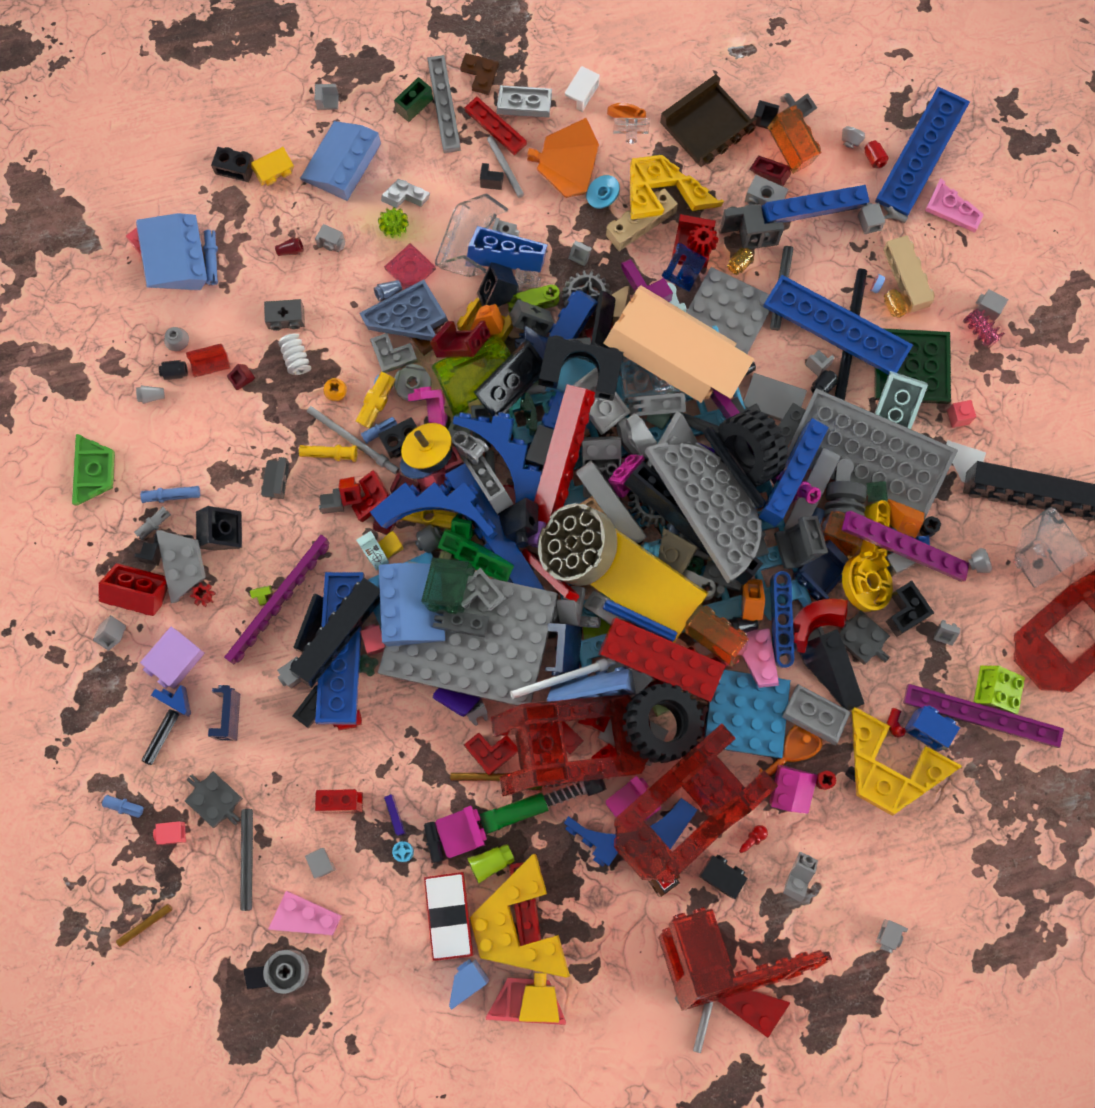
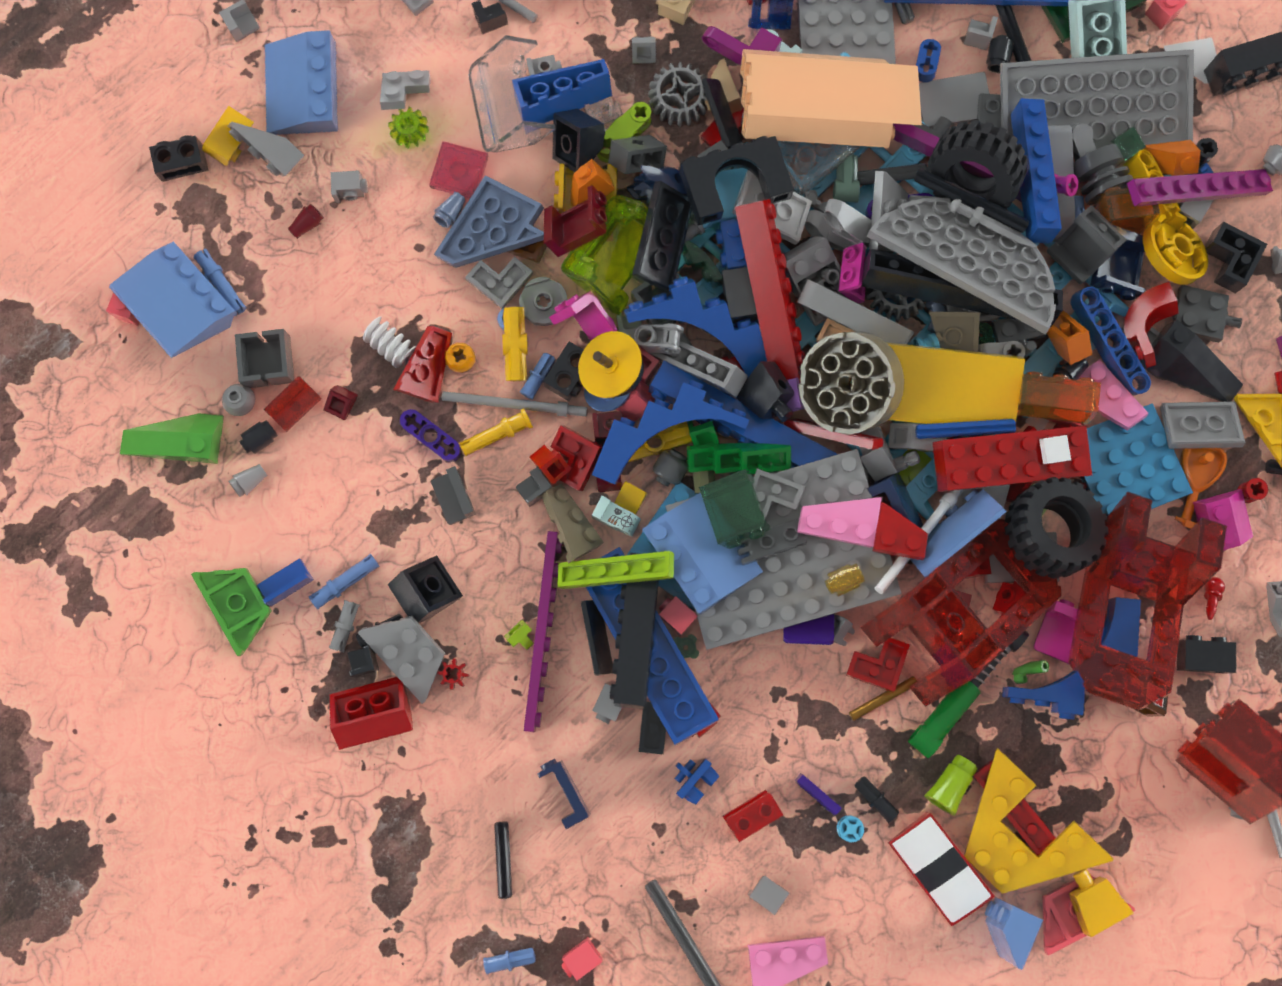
camera: 30 degrees left, 5 degrees up
(109, 633) = (373, 777): light grey panel -> none
(126, 345) = (183, 439): none -> bright green wedge
(132, 474) = (285, 582): none -> blue panel
(171, 658) = (462, 765): lavender brick -> none
(178, 701) = (501, 811): blue slope -> none
(205, 323) = (263, 360): none -> dark grey piece
(213, 799) = (606, 893): dark grey plate -> none
(275, 311) = (354, 291): dark grey brick -> none
(285, 445) = (412, 430): none -> dark purple beam
(296, 190) = (273, 149): none -> light grey slope
(308, 383) = (426, 366): none -> red wing
(309, 761) = (688, 789): none -> blue hips
(340, 539) = (573, 526): none -> dark tan wing
(346, 583) = (616, 570): none -> lime plate
(461, 832) = (901, 770): dark pink bracket -> none
(493, 675) = (844, 579): none -> clear yellow brick
(515, 634) = (842, 521): none -> bright pink wing
(548, 665) = (899, 535): none -> red wing
(574, 316) = (684, 128): blue brick -> none
(593, 814) = (1034, 667): none -> bright green arm
(660, 404) = (845, 173): light grey hinge -> none
(691, 668) = (1055, 449): none -> white tile
(731, 480) = (977, 216): none -> light grey sword
(768, 359) = (931, 61): none -> blue beam

